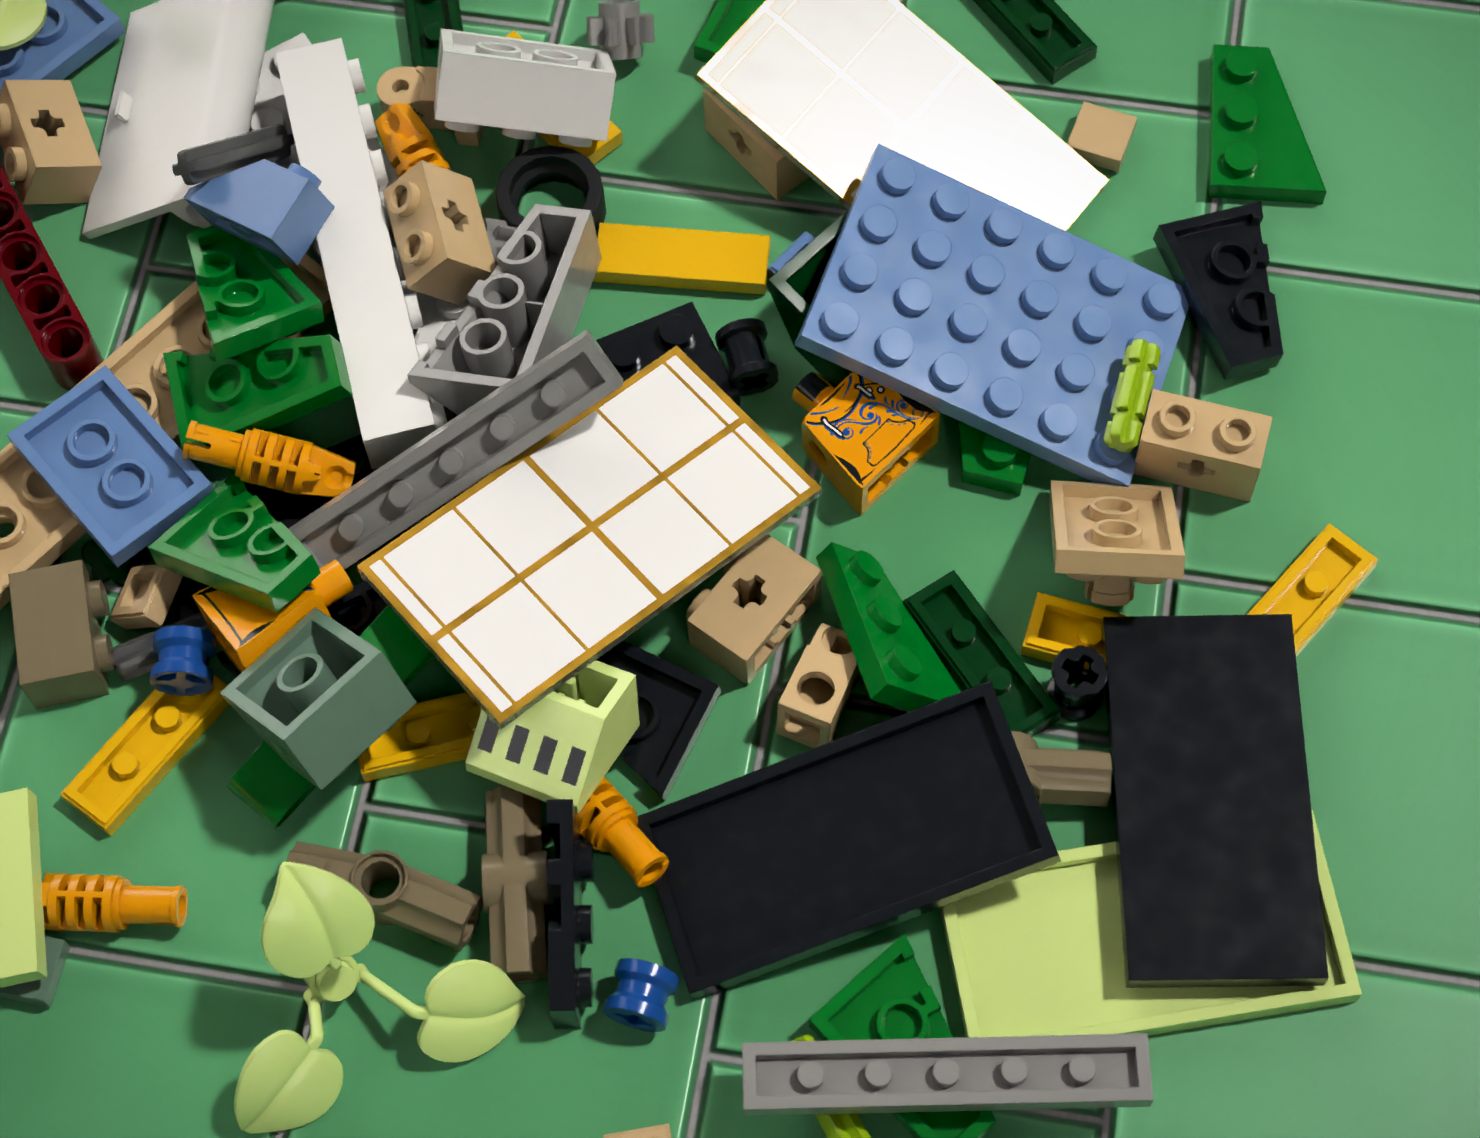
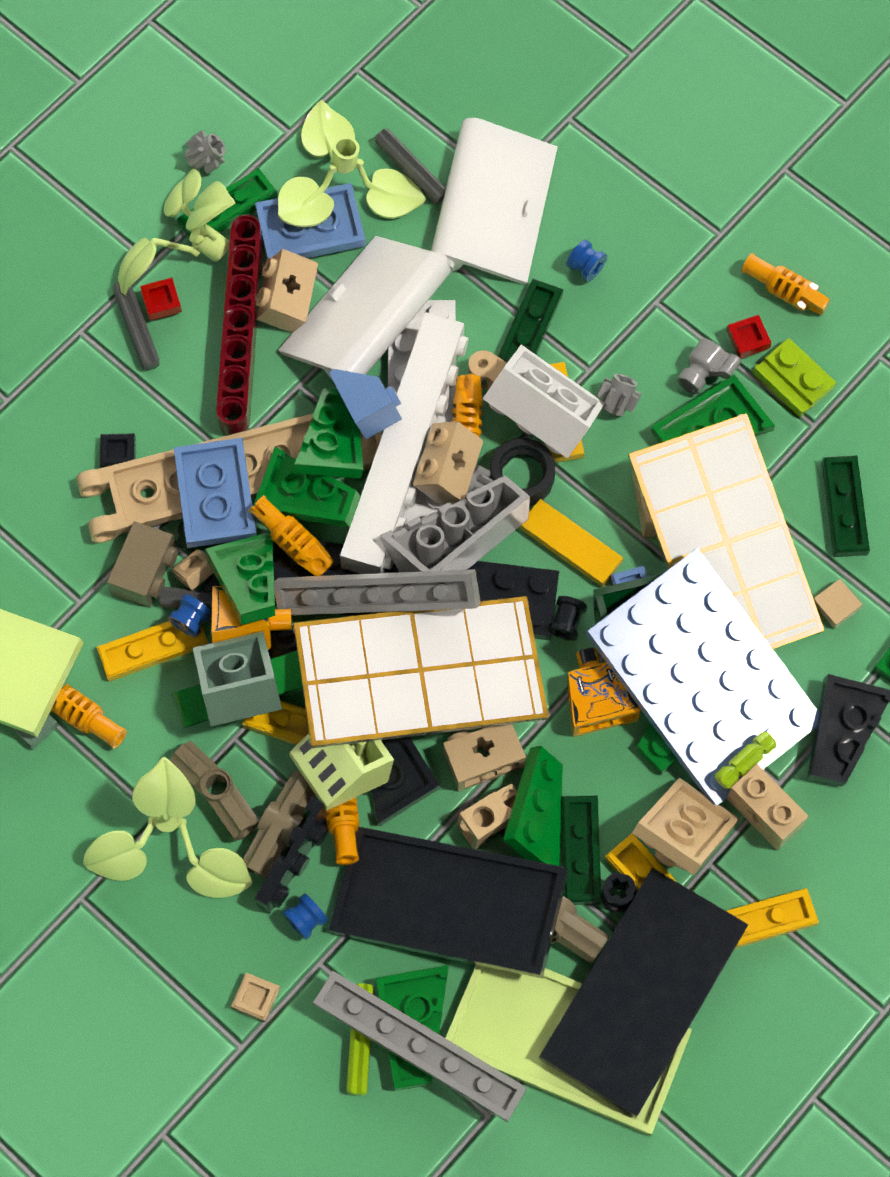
camera: 30 degrees right, 5 degrees up
(232, 153) = (369, 360): dark grey axle -> none

